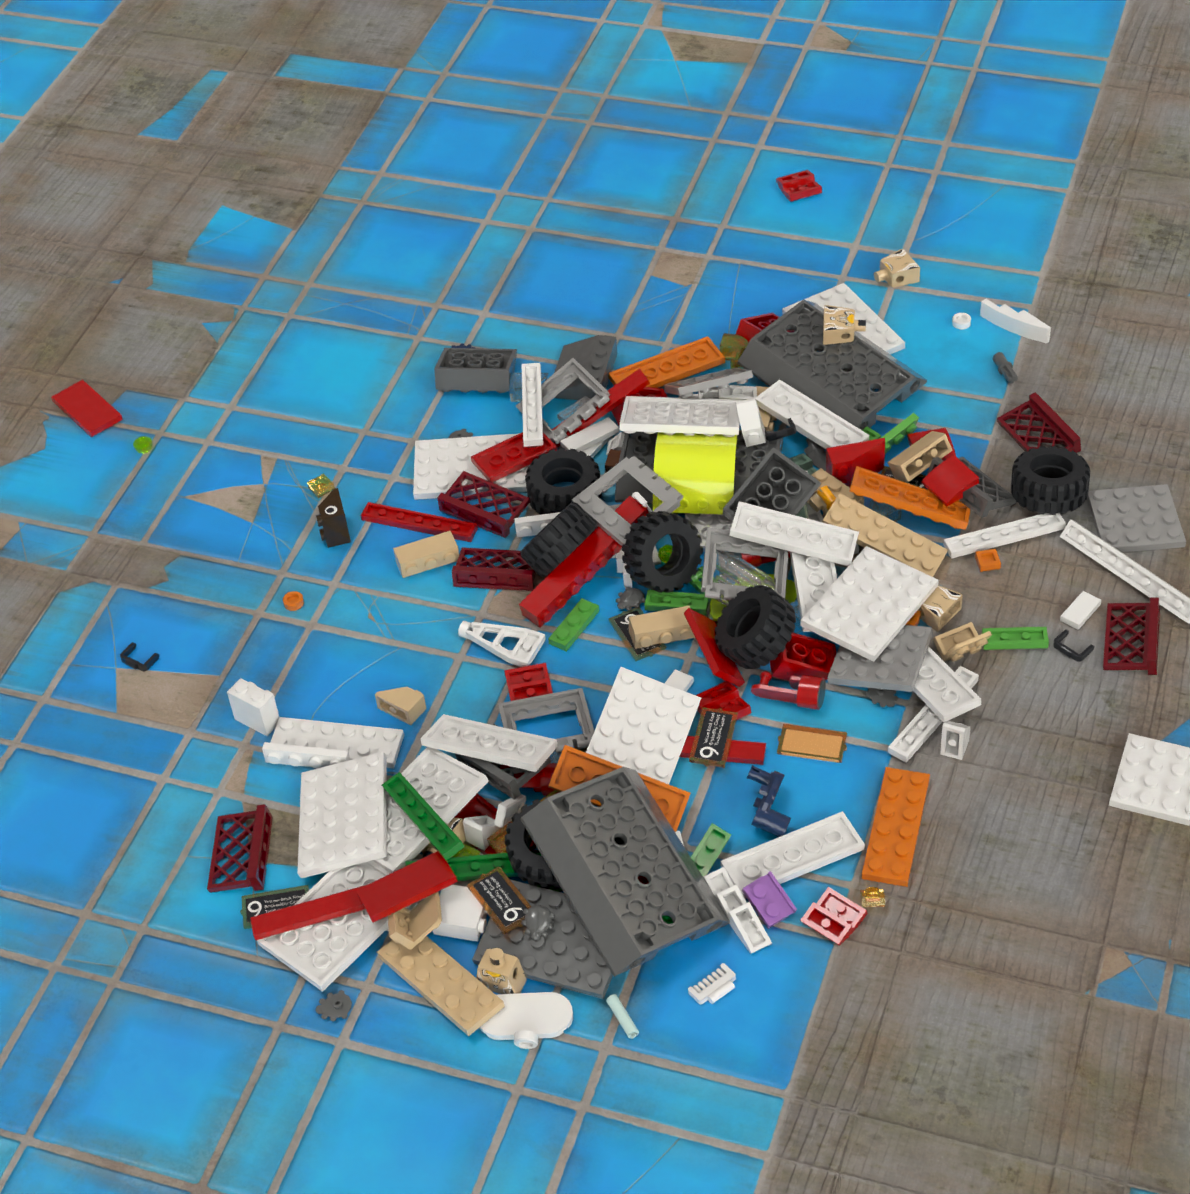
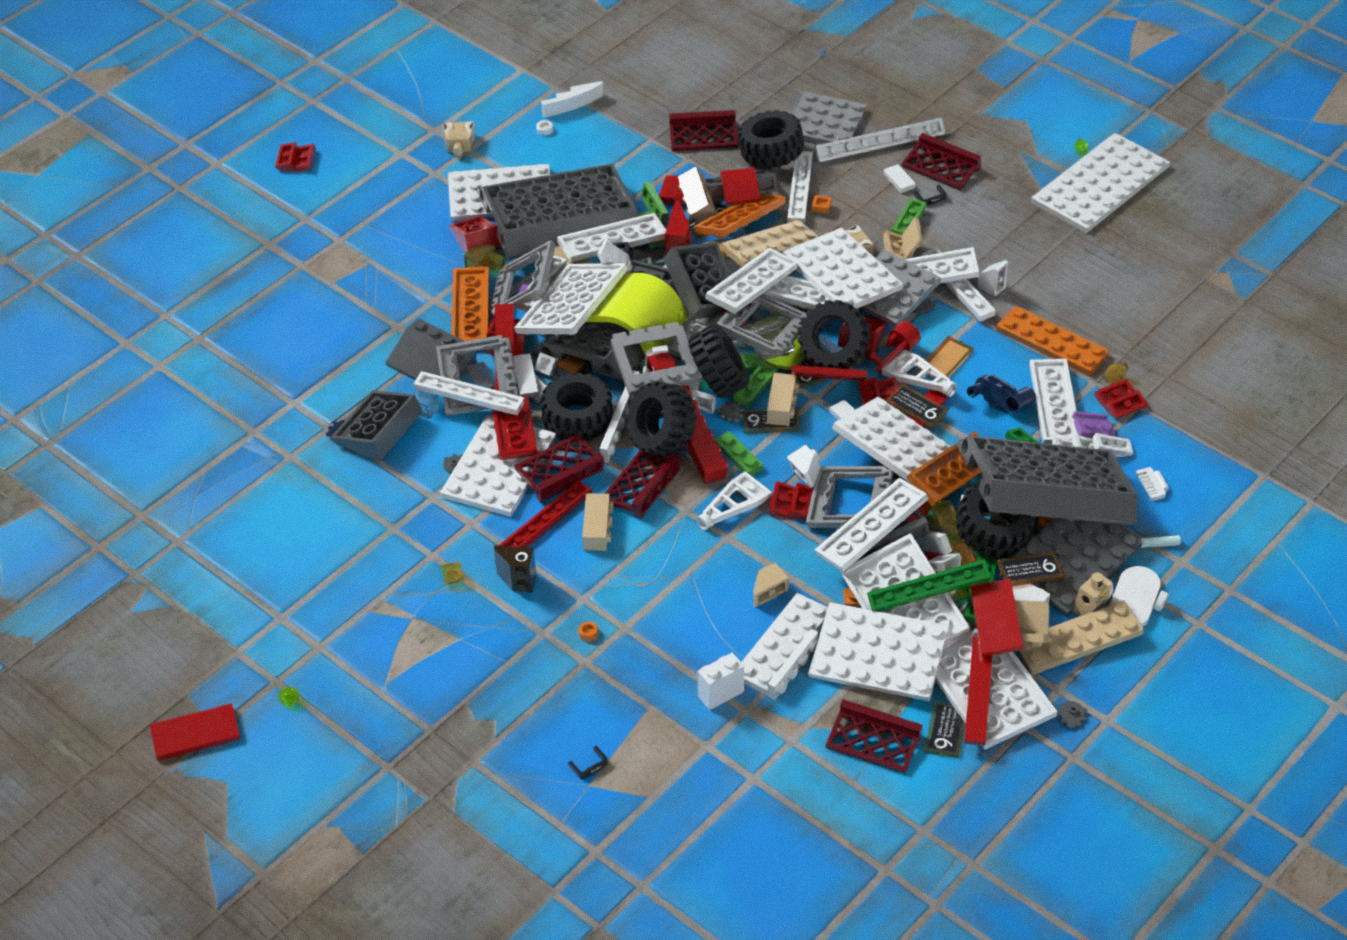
camera: 70 degrees left, 0 degrees up
(537, 921) = (1063, 553): dark grey piece -> none
(571, 675) = (805, 464): none -> white slope
(767, 705) = (906, 361): none -> white plate
(840, 325) = (532, 175): tan torso -> none
(1005, 367) = (619, 123): dark grey axle -> none

